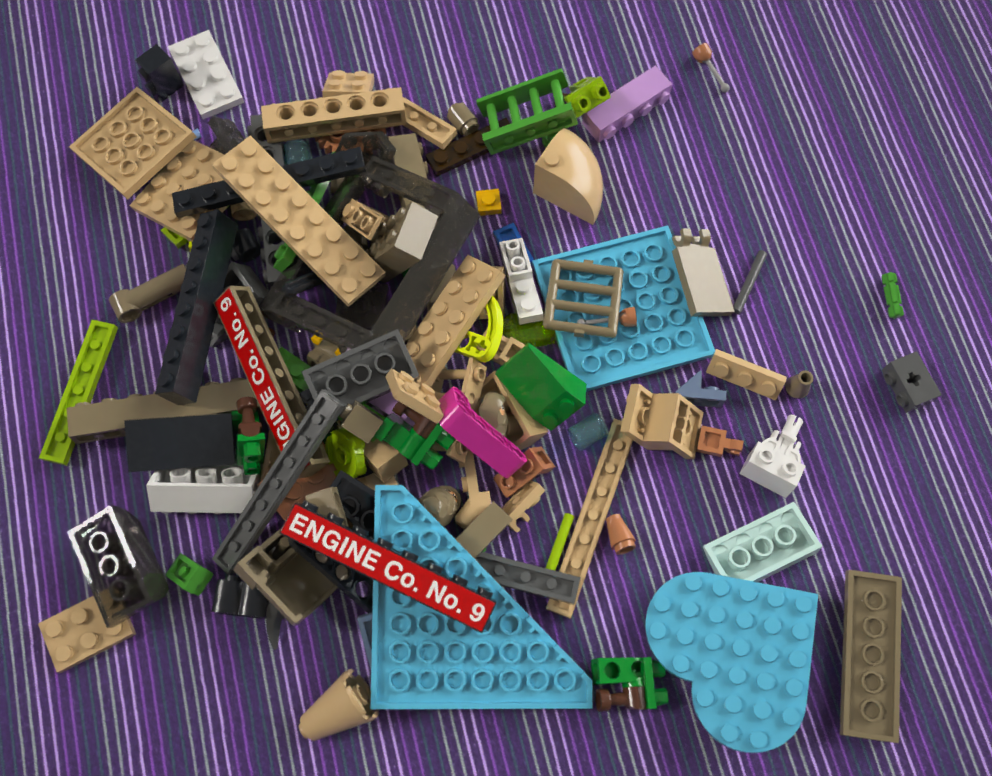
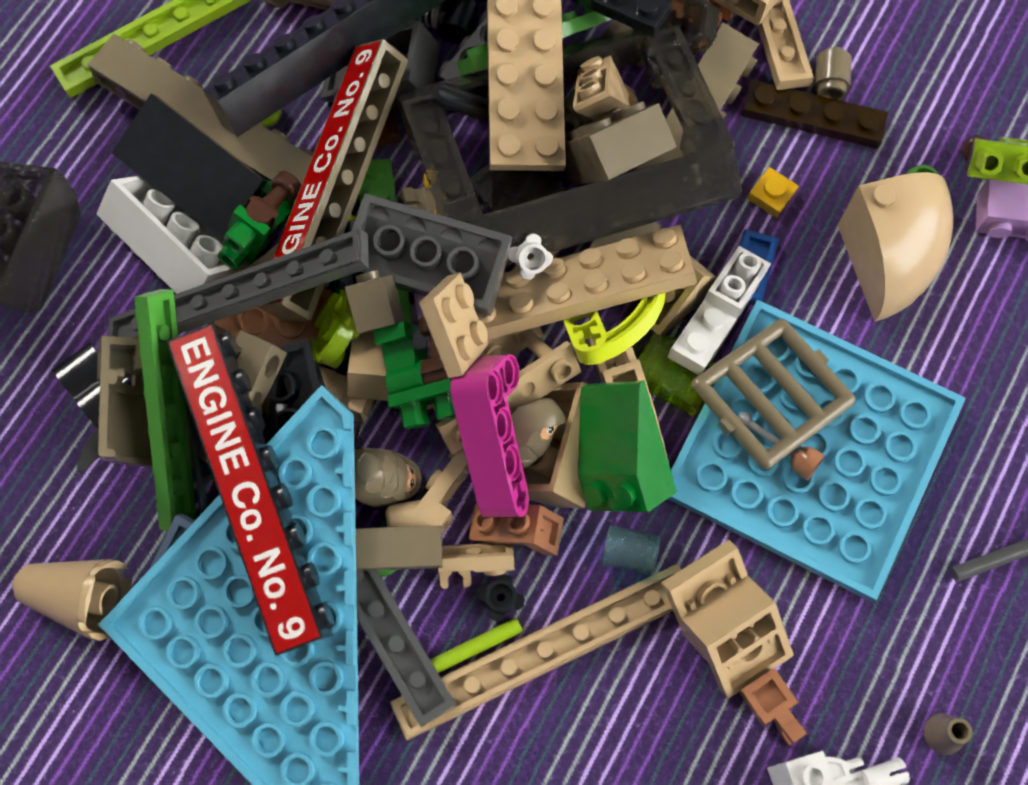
camera: 45 degrees right, 0 degrees up
(189, 575) = (71, 315): bright green slope -> none
(295, 564) = (165, 407): none -> bright green plate
(417, 332) = (541, 259): none -> white plate
(532, 127) = (909, 146): bright green fence -> none
(542, 513) = (504, 586): none -> black plate
(619, 534) = (552, 701): nougat cone -> none
(701, 275) = (949, 492): tile -> none
(707, 397) = (798, 621): sand blue slope -> none
(746, 374) = (890, 660): tan plate -> none

